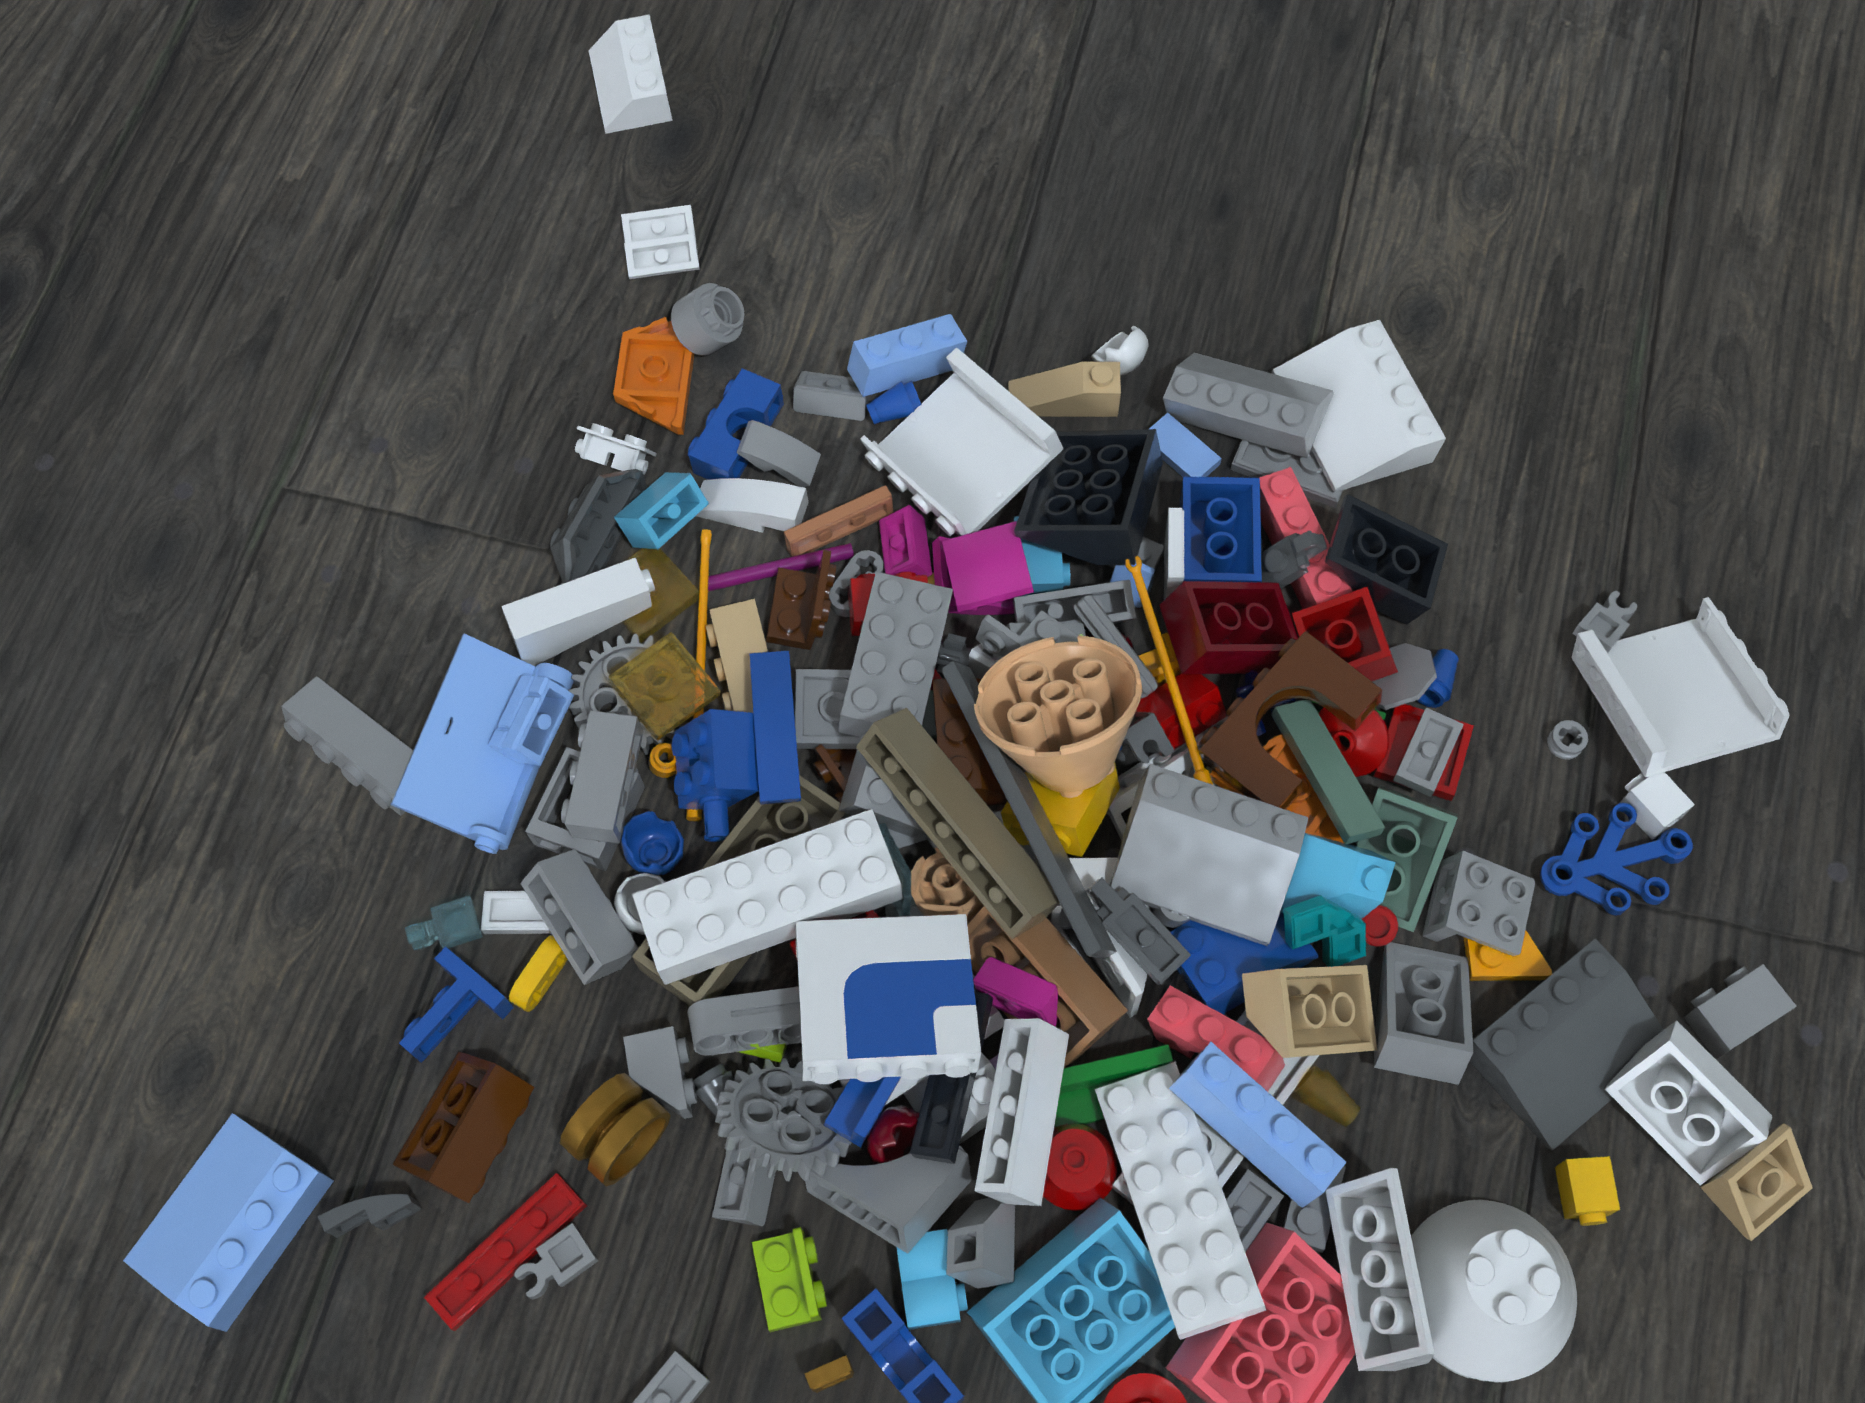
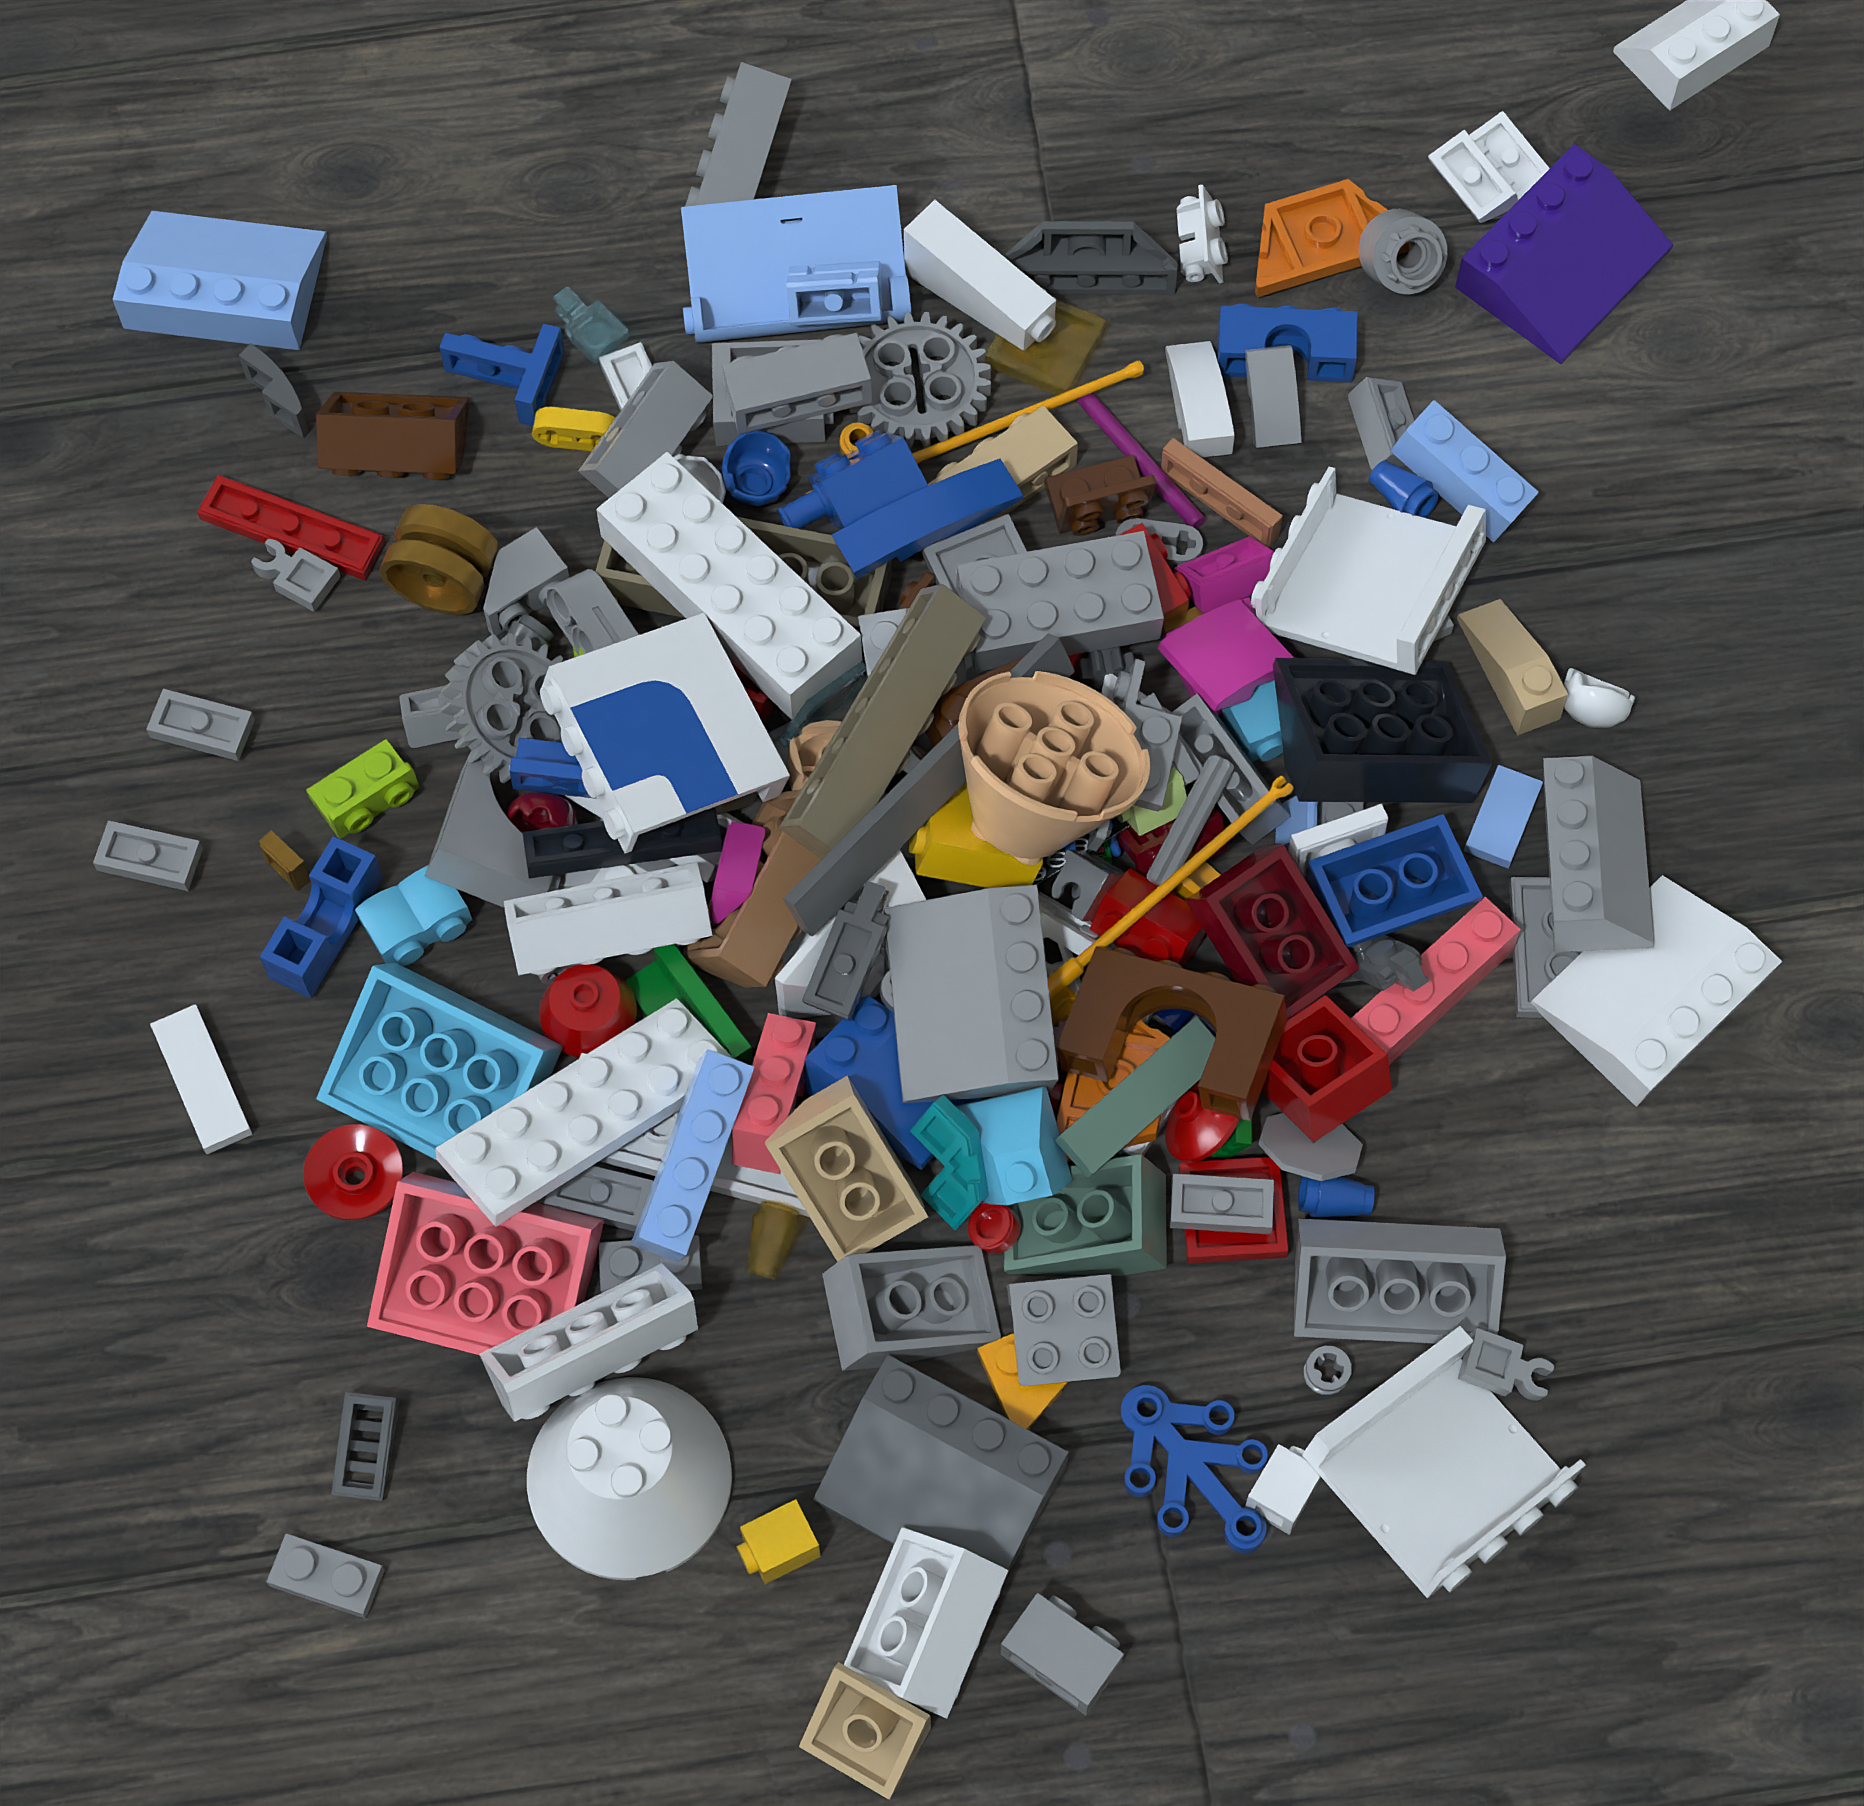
camera: 65 degrees right, 0 degrees up
(661, 510) = (1140, 309): medium azure brick -> none
(664, 686) = (929, 397): clear yellow plate -> none
(758, 227) = (1563, 255): none -> dark purple slope
(983, 1244) = (463, 946): light grey slope -> none
(1387, 557) = (1445, 1066): black slope -> none
(1519, 663) = (1396, 1280): none -> light grey slope

